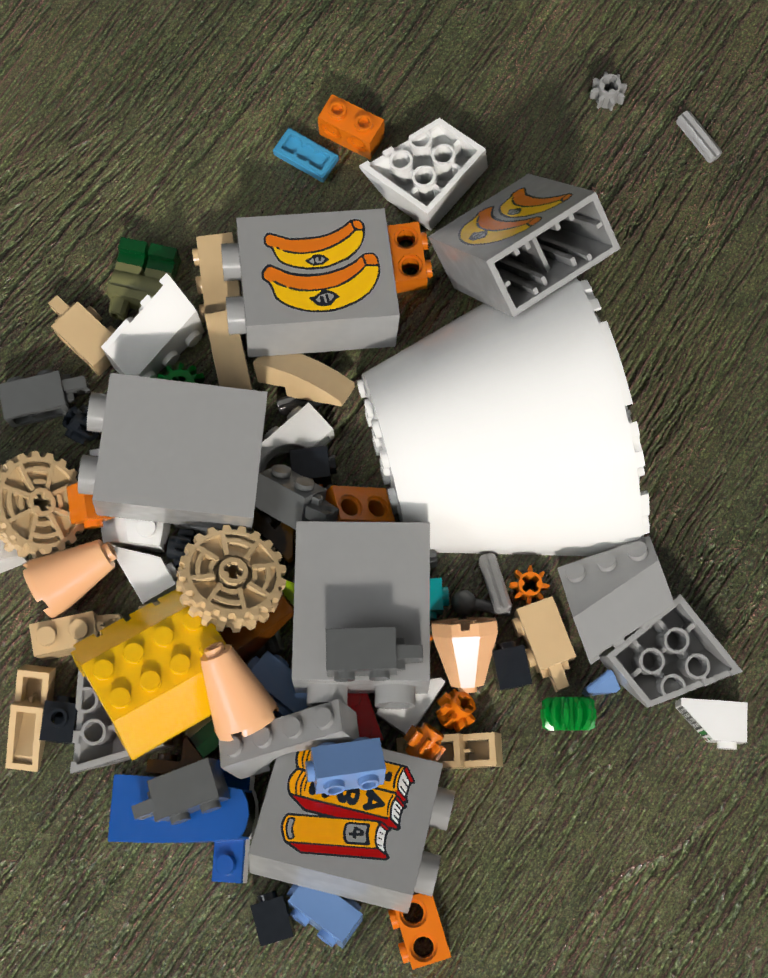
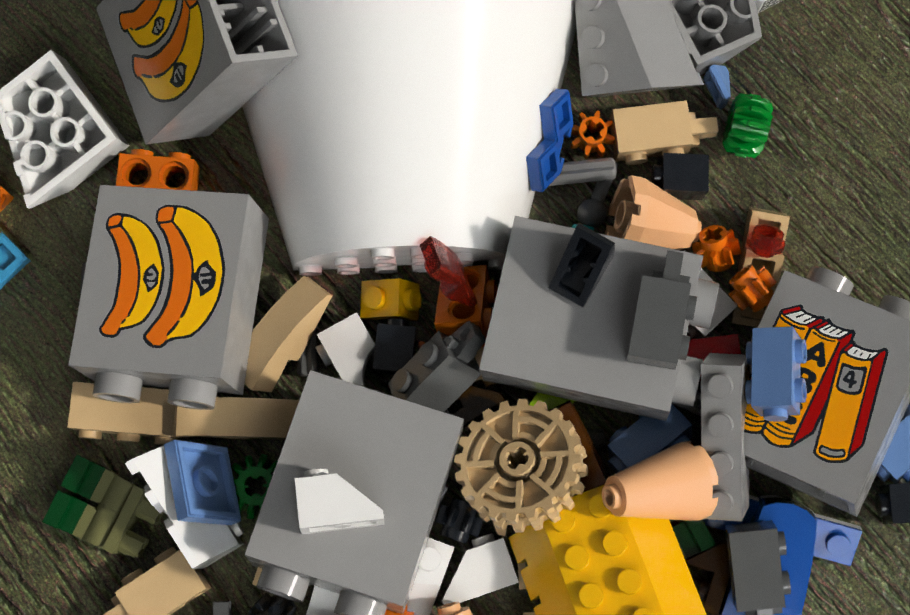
camera: 80 degrees left, 5 degrees up
(160, 425) = (332, 504): none -> white slope
(168, 339) = (202, 483): none -> medium blue tile
(352, 457) = (390, 299): none -> yellow bracket
(374, 484) = (446, 267): none -> clear red slope
(396, 581) = (582, 265): none -> black slope
(468, 747) = (766, 241): none -> clear red plate
(527, 550) = (557, 122): none -> blue tile

